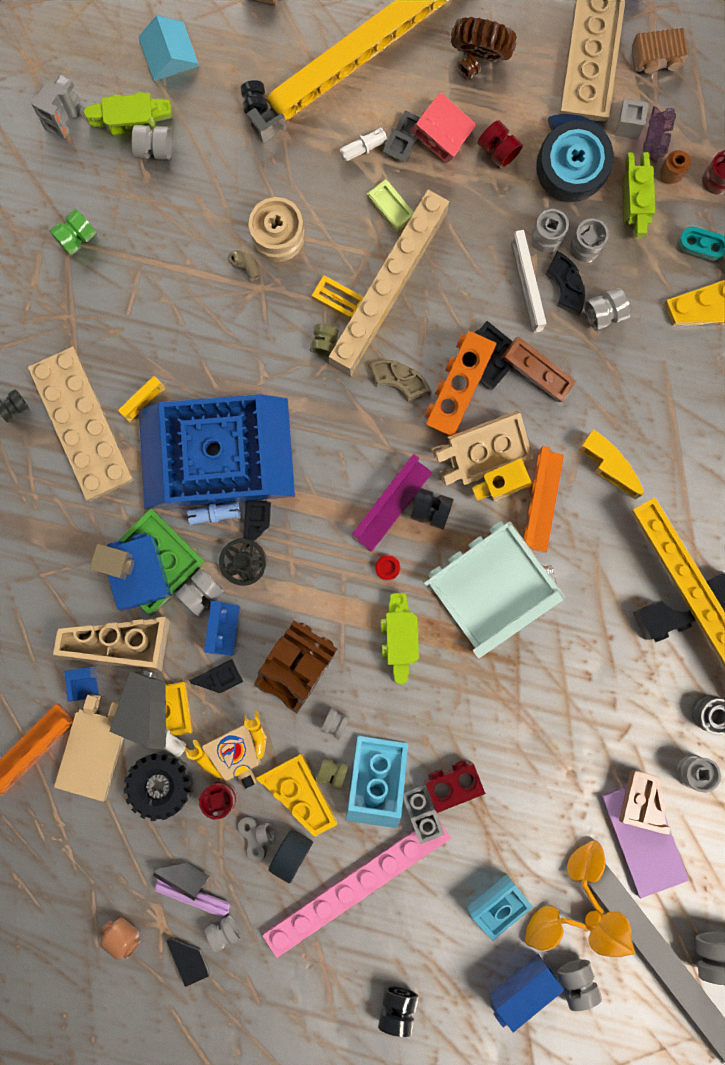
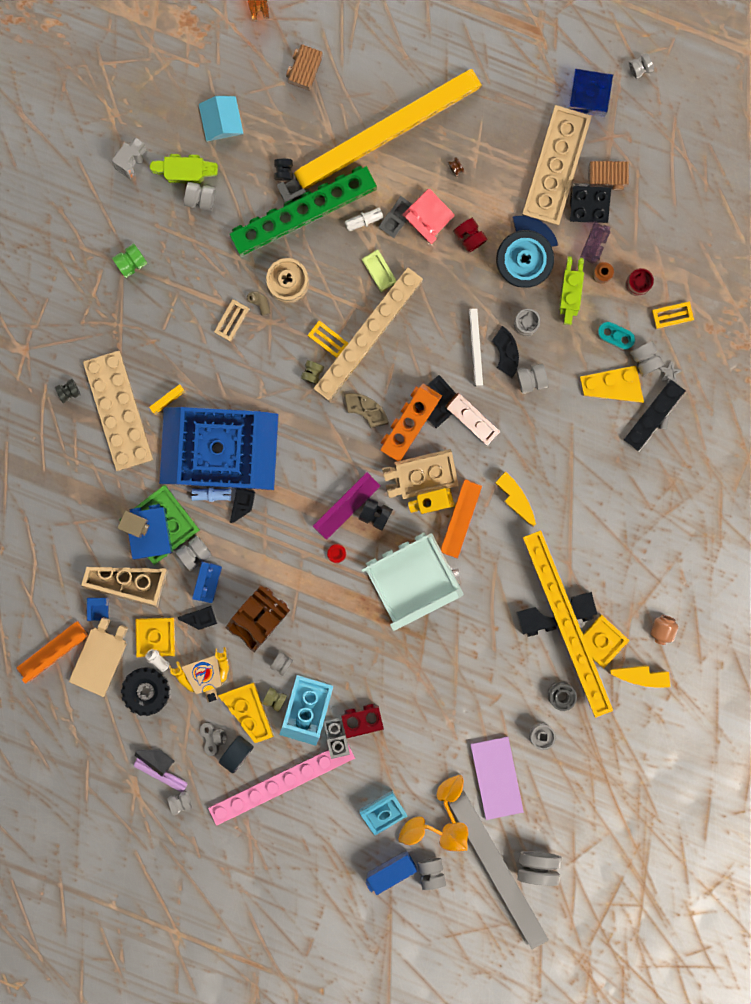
camera: 10 degrees right, 5 degrees up
(119, 938) = (105, 796): nougat head -> none
(142, 711) = (141, 635): dark grey slope -> none
(189, 961) = (152, 819): black tile -> none
(204, 286) = (224, 335): none -> tan tile
(218, 800) = (188, 707): dark red wheel -> none
(242, 561) = (228, 534): pearl dark grey wheel -> none
(280, 156) = (314, 212): none -> green brick
(397, 1016) = (296, 880): black wheel -> none
(402, 637) = (339, 607): lime hinge -> none
(483, 38) = (468, 151): reddish brown gear -> none
(550, 230) = (498, 310): light grey wheel -> none
(632, 119) = (576, 228): light grey panel -> none
(643, 803) = (499, 752): wing -> none
(645, 81) = (590, 203): none -> black plate

